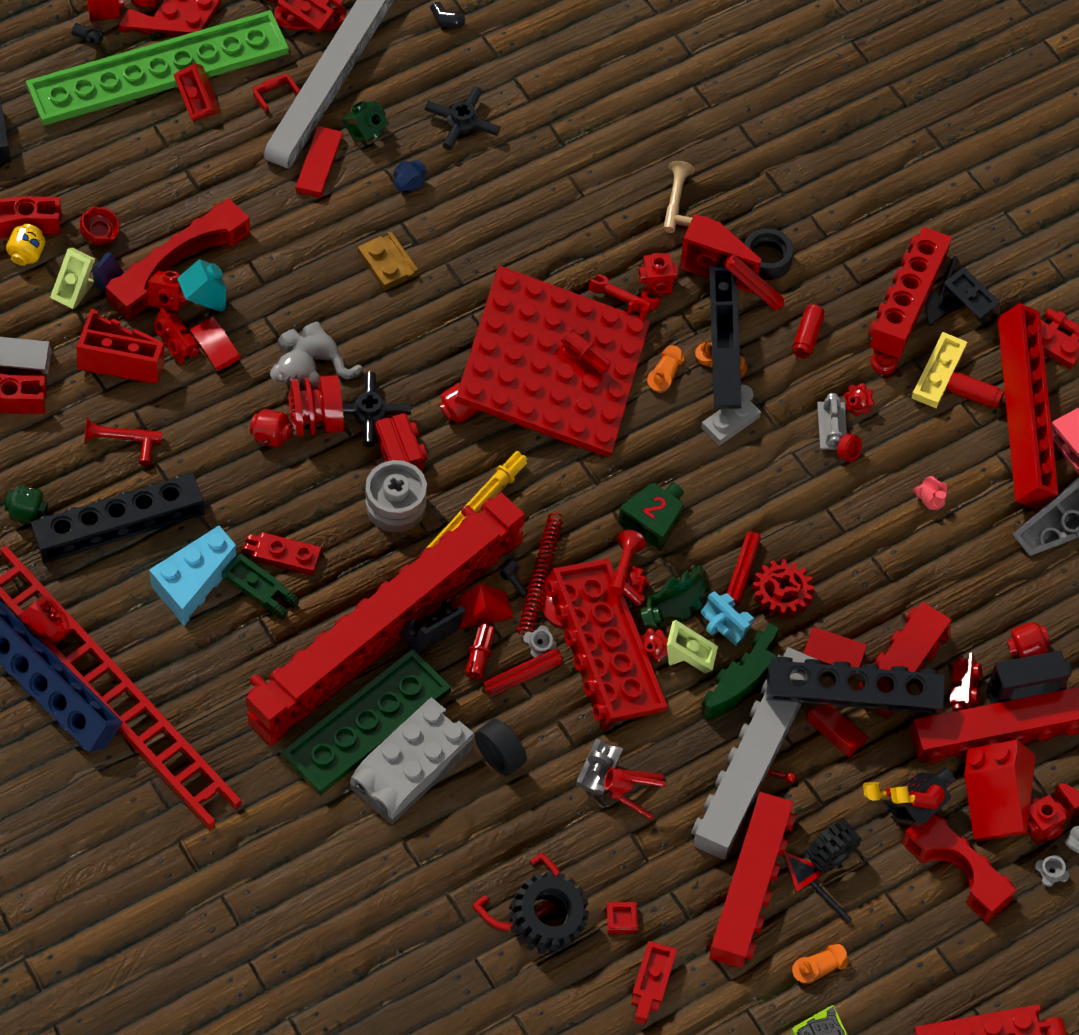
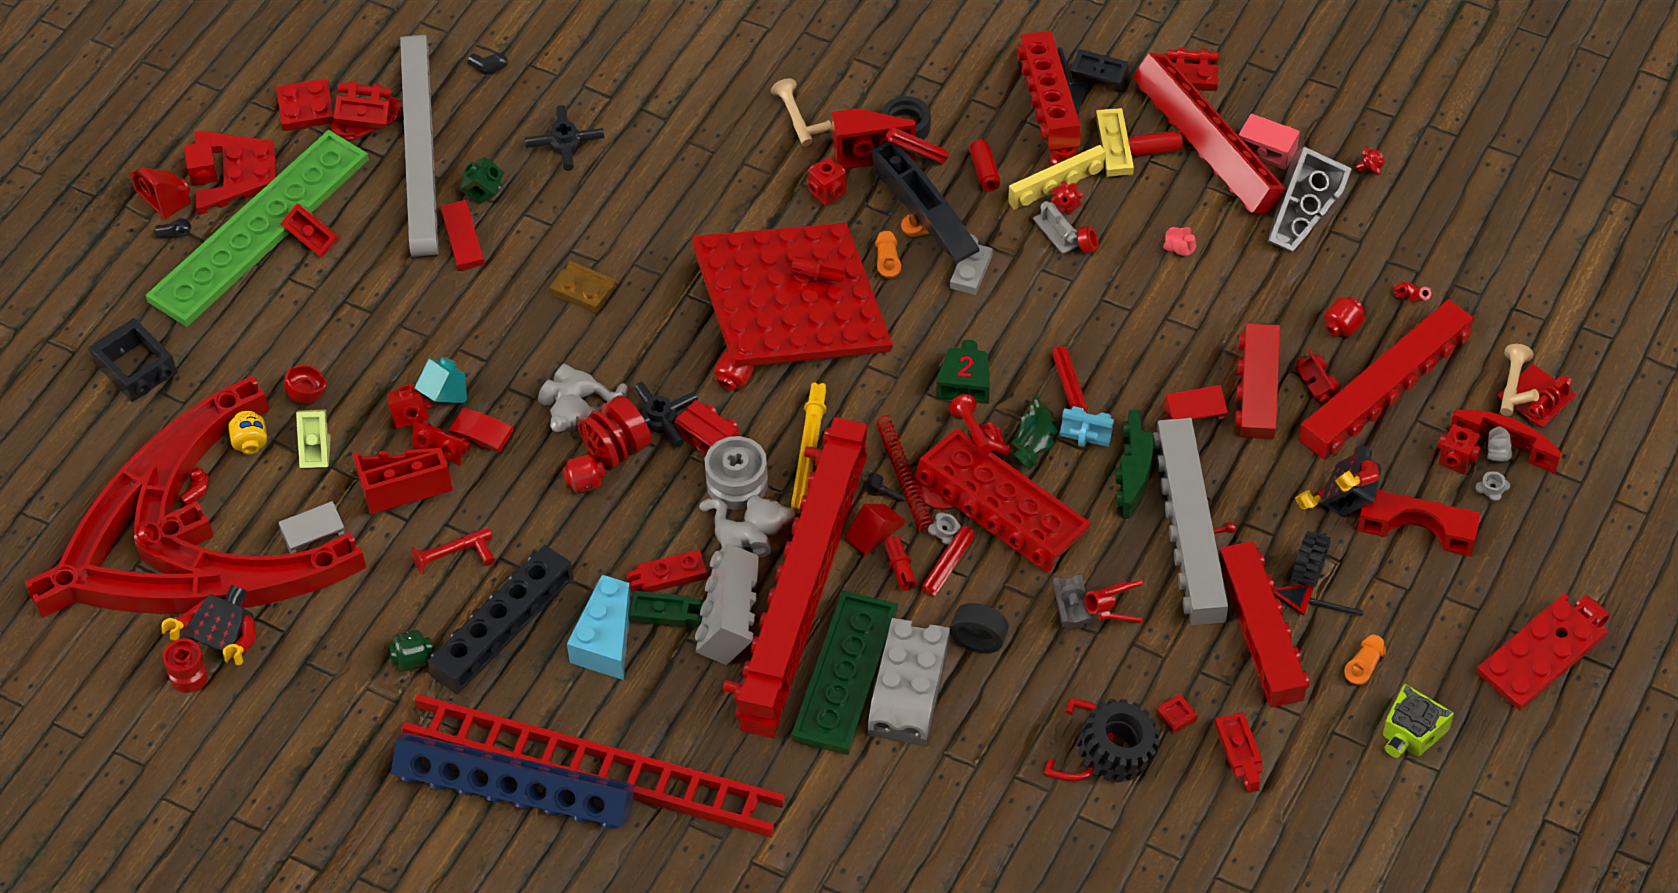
camera: 25 degrees left, 5 degrees down
(46, 619) = (503, 734): red rock -> none
(105, 271) = (340, 420): dark blue slope -> none
(220, 226) = (415, 329): red arch -> none
(272, 84) = (372, 191): red piece -> none
(308, 606) = (728, 604): none -> light grey wedge
(389, 548) = (762, 520): none -> light grey animal
(409, 175) = (553, 206): dark blue rock -> none
(432, 627) = (846, 562): black hinge -> none
(636, 304) = (827, 213): red bar -> none
(655, 644) = (1045, 477): red plant -> none
(690, 647) = (1076, 464): yellowish green slope -> none
(782, 689) = (1180, 452): black brick -> none
(786, 586) = (1116, 379): red gear -> none
(836, 728) = (1239, 468): red slope -> none
(872, 375) = (1070, 171): none -> light yellow plate
(999, 789) = (1410, 442): red slope -> none
(1028, 677) = (1368, 342): black window -> none

